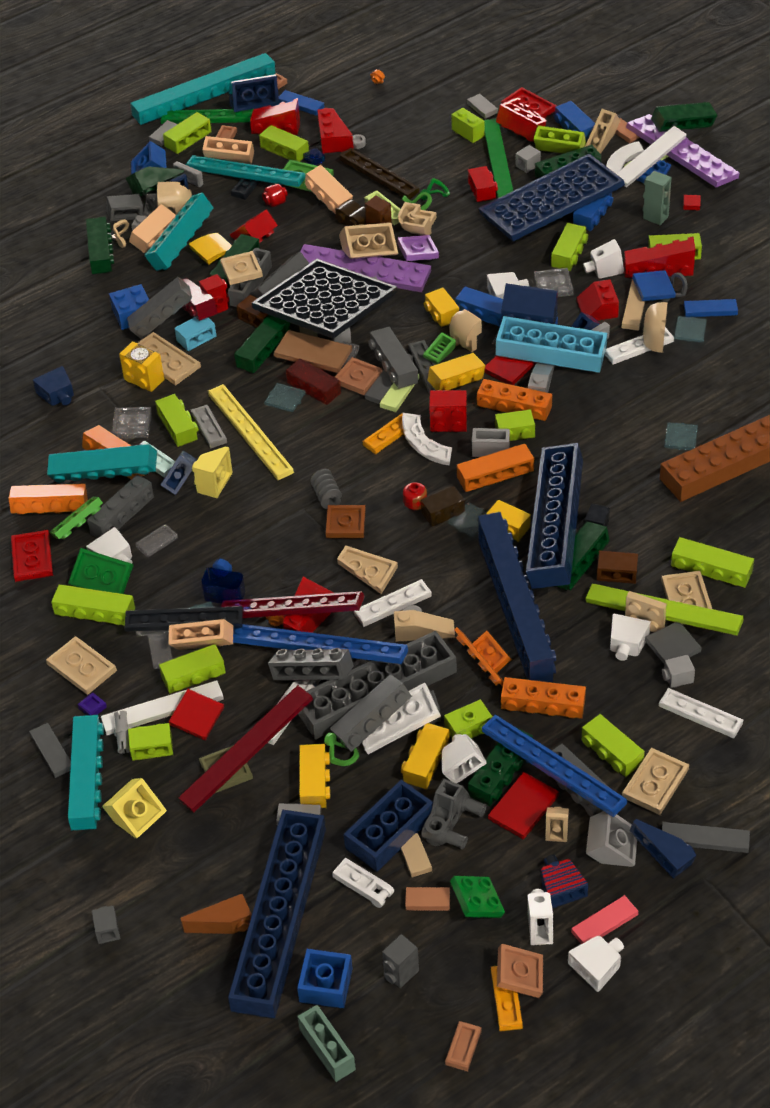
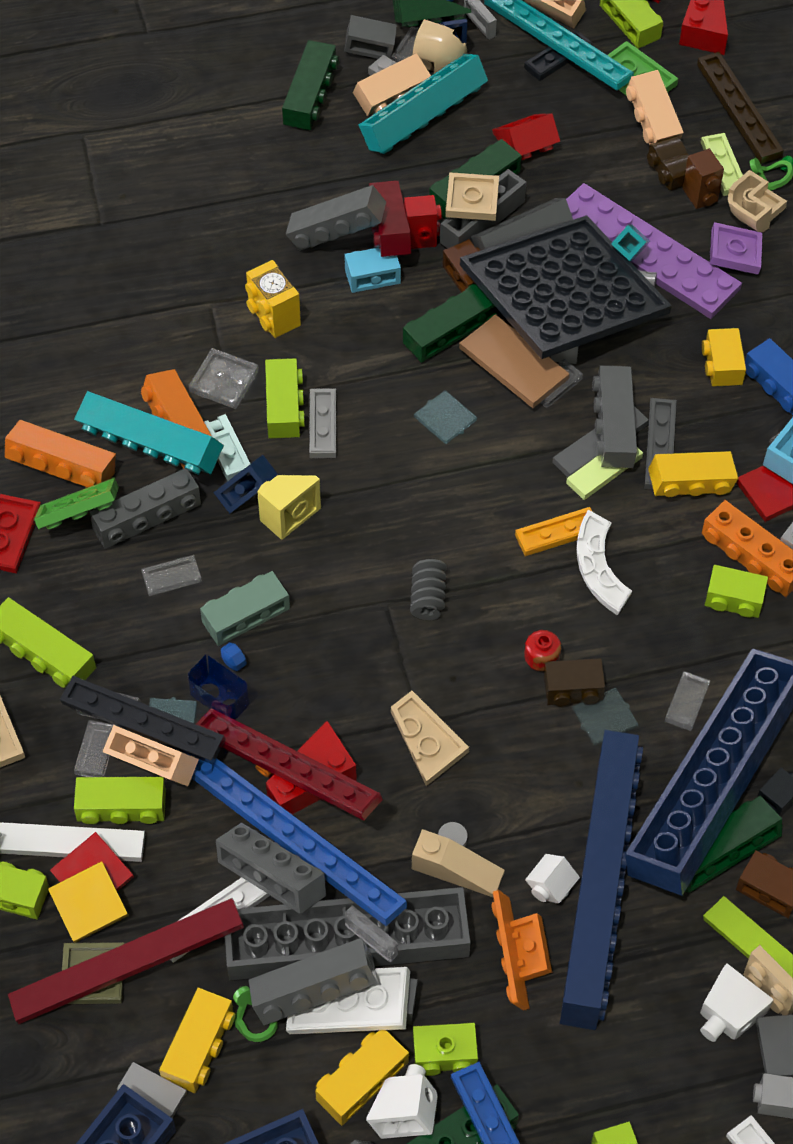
camera: 20 degrees right, 10 degrees up
(54, 387) = (151, 284): dark blue torso -> none
(100, 572) = (71, 601): green tile -> none
(112, 545) = (102, 569): white torso -> none
(121, 242) = (343, 91): tan piece -> none
(126, 302) = (304, 189): blue brick -> none
(175, 362) = (321, 299): tan tile -> none
(203, 729) = (88, 902): none -> yellow tile
(210, 247) = (456, 141): yellow slope -> none
(215, 539) = (244, 608): none -> sand green brick
(250, 432) = (373, 455): light yellow tile -> none
(274, 195) = (580, 90): red head -> none
(313, 381) = (493, 408): clear red brick -> none
(314, 156) = (663, 47): clear blue plate -> none
(345, 521) = (431, 650): dark orange plate -> none
(353, 261) = (630, 242): none -> teal brick
(358, 375) = (557, 423): nougat plate -> none
(359, 141) = (736, 43): light grey tile -> none
(368, 240) = (671, 214): tan slope -> none
(392, 602) = (435, 807): white tile -> none
(402, 672) = (371, 934): none -> clear tile
(445, 340) = (705, 414): bright green slope -> none
(448, 410) = (651, 533): red brick -> none
(465, 328) = (736, 409): tan brick -> none
(486, 610) = (552, 879): none -> white brick
(489, 441) = (687, 607): light grey brick -> none
(496, 466) = (675, 649): orange brick -> none
(516, 493) = (687, 701): none -> clear tile
(517, 520) = (660, 745): yellow brick -> none
(543, 697) = (566, 1055): orange brick -> none

